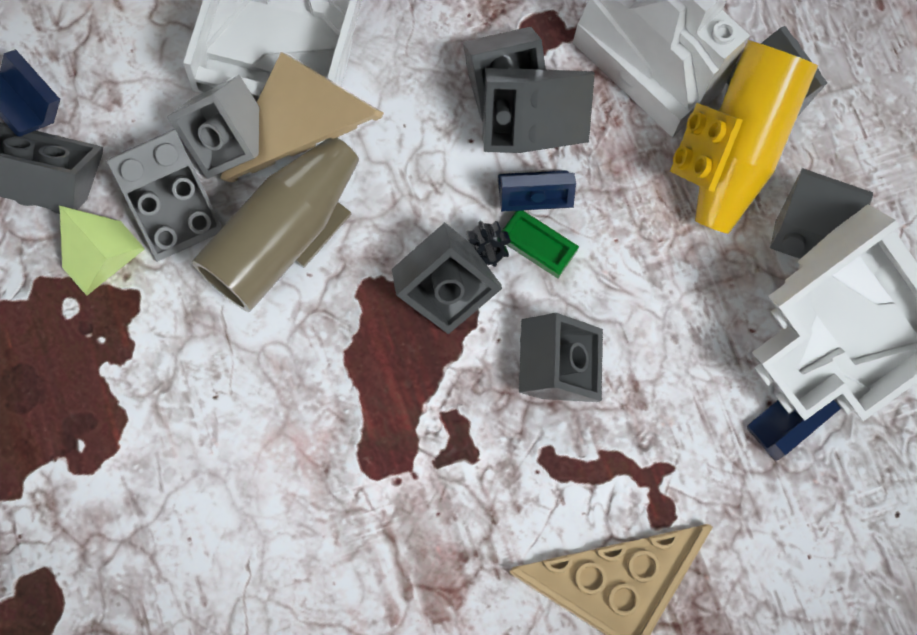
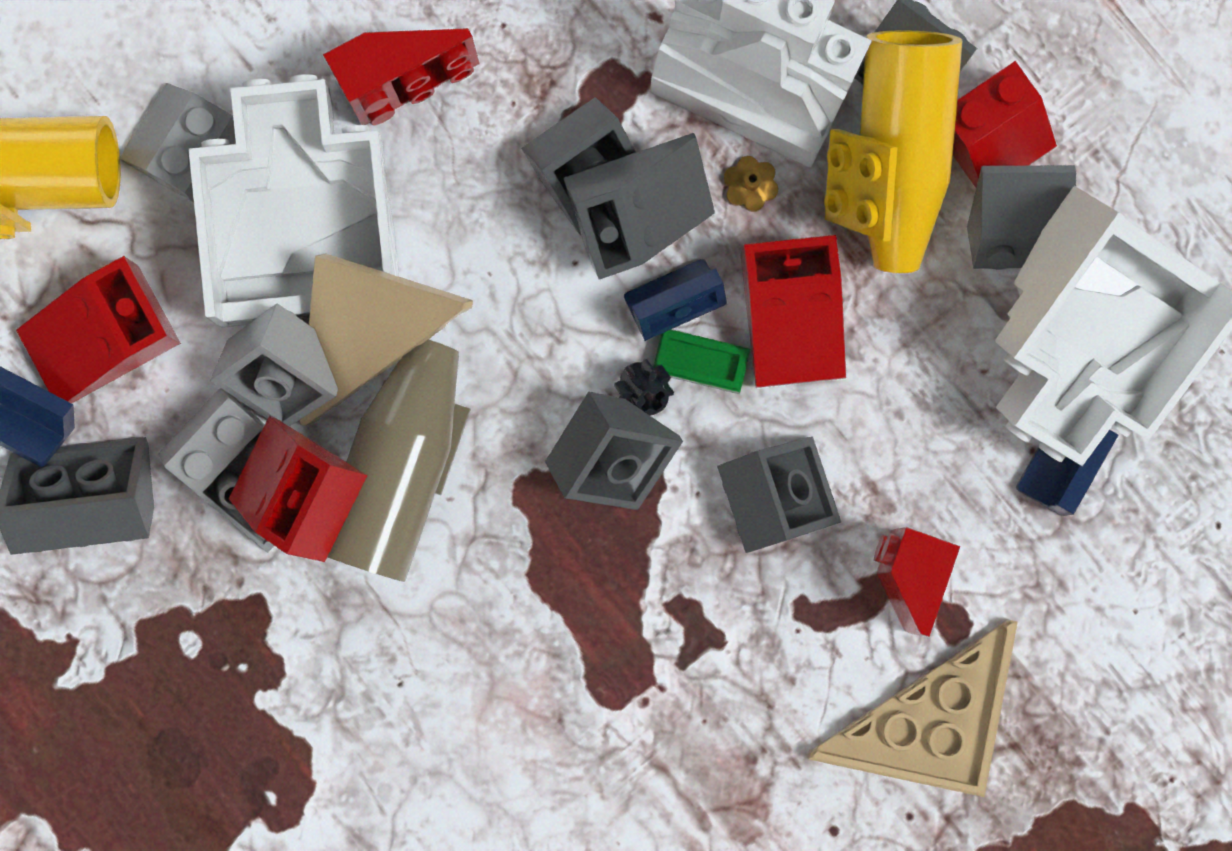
camera: 15 degrees left, 10 degrees up
(94, 247) = (189, 564): yellowish green slope -> none
(101, 56) = (97, 331): none -> red slope
(198, 209) = (295, 492): none -> red slope
(620, 137) = (746, 193): none -> pearl gold plant
(623, 228) = (794, 310): none -> red slope
(644, 452) = (915, 575): none -> red slope
(828, 146) = (1001, 124): none -> red slope

